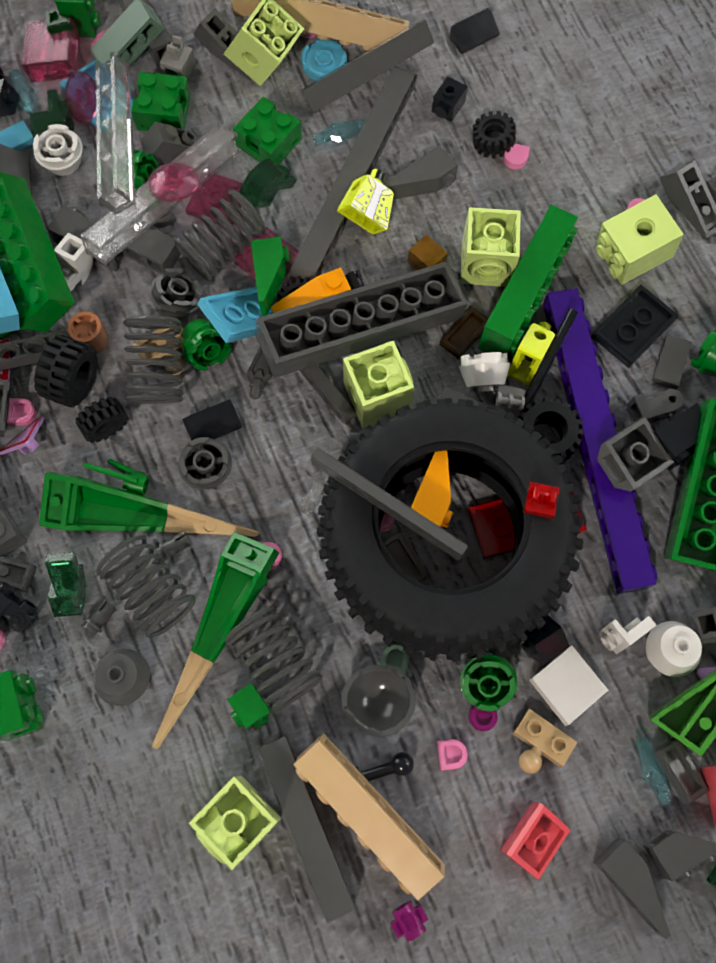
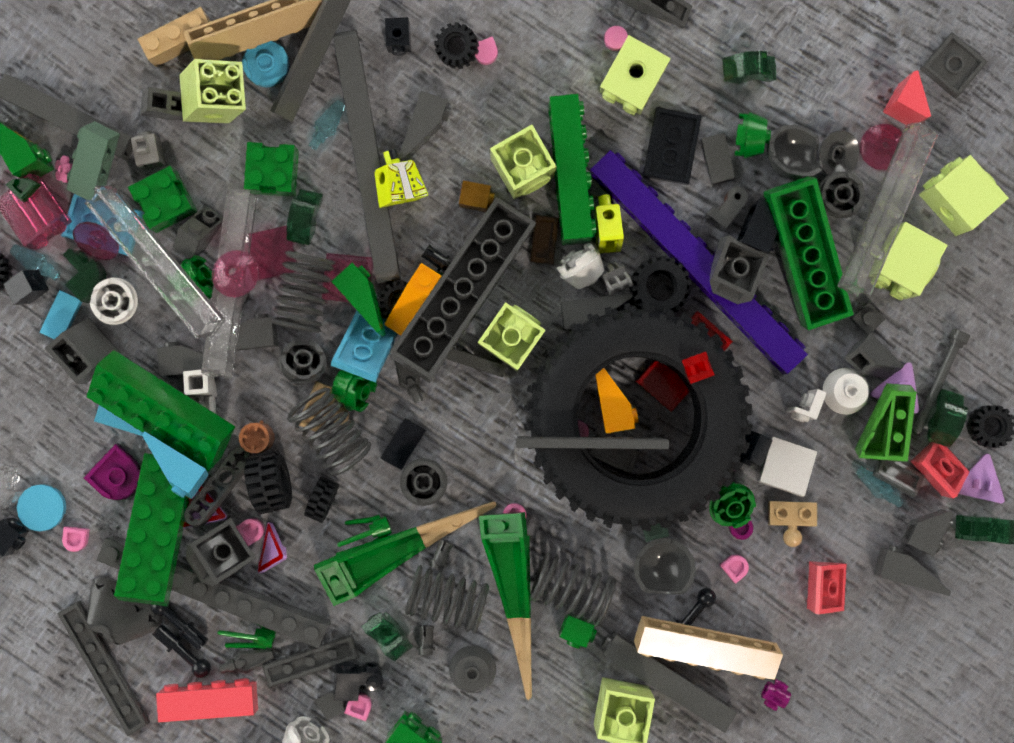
camera: 30 degrees left, 15 degrees up
(550, 355) = (624, 210): black bar -> none

